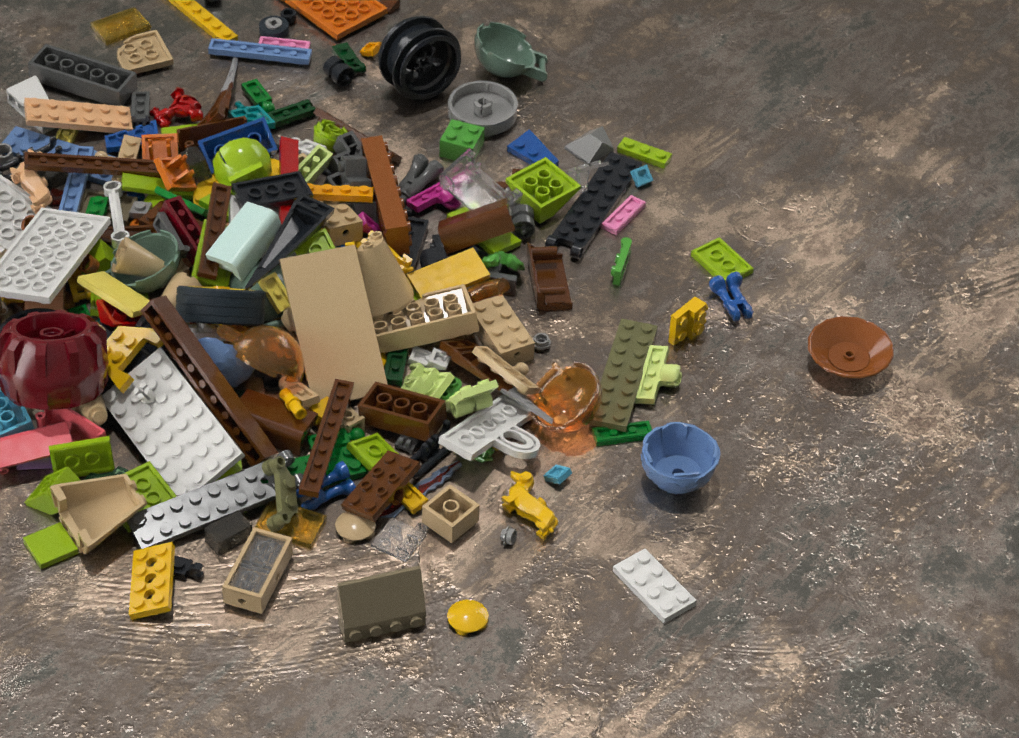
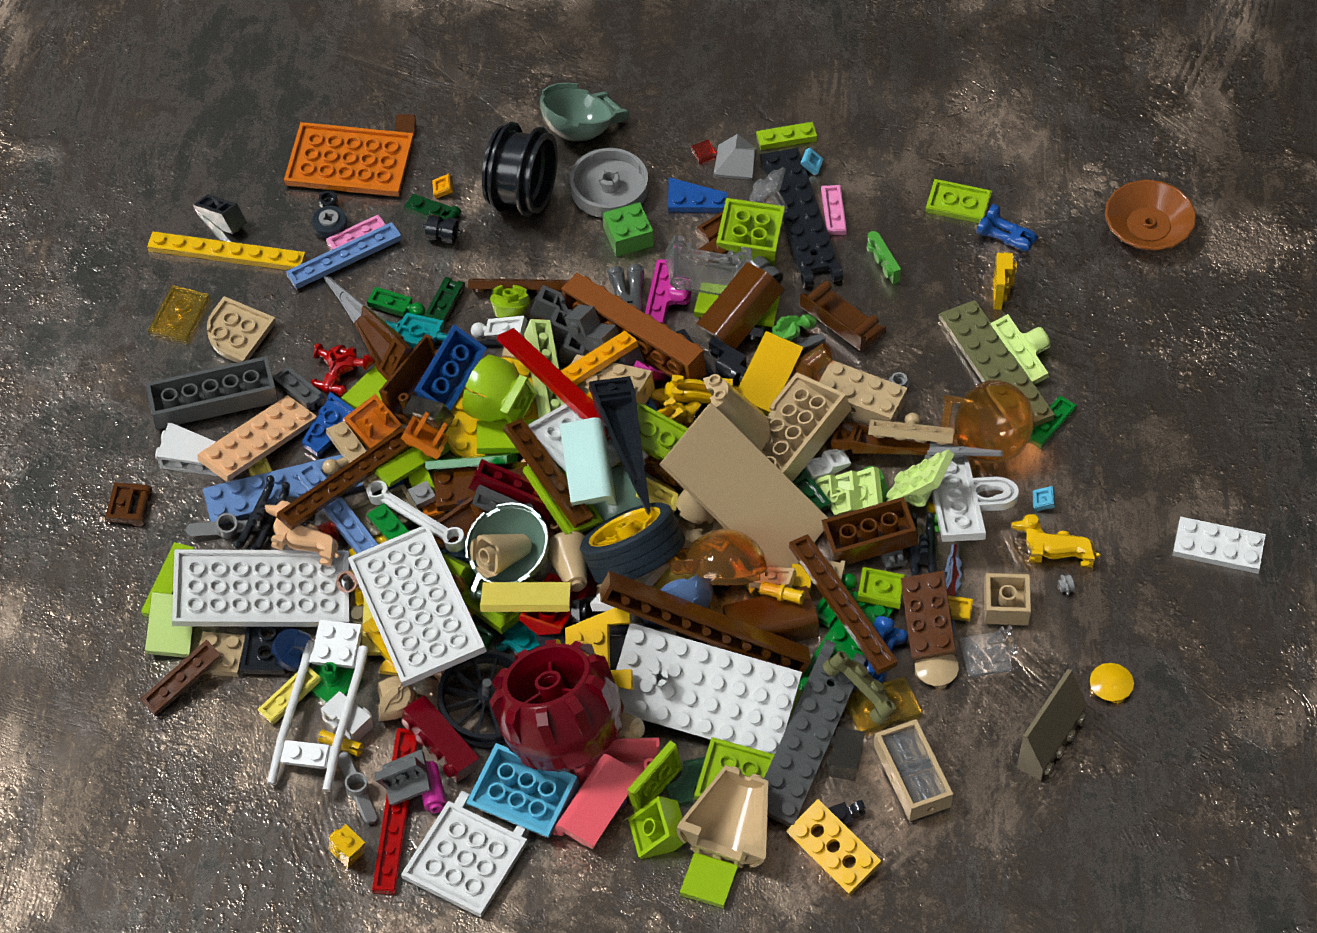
camera: 35 degrees left, 10 degrees up
(272, 190) = (555, 397): black tile -> none
(573, 129) = (703, 151): none -> clear red tile
(679, 457) = (1139, 405): medium blue piece -> none

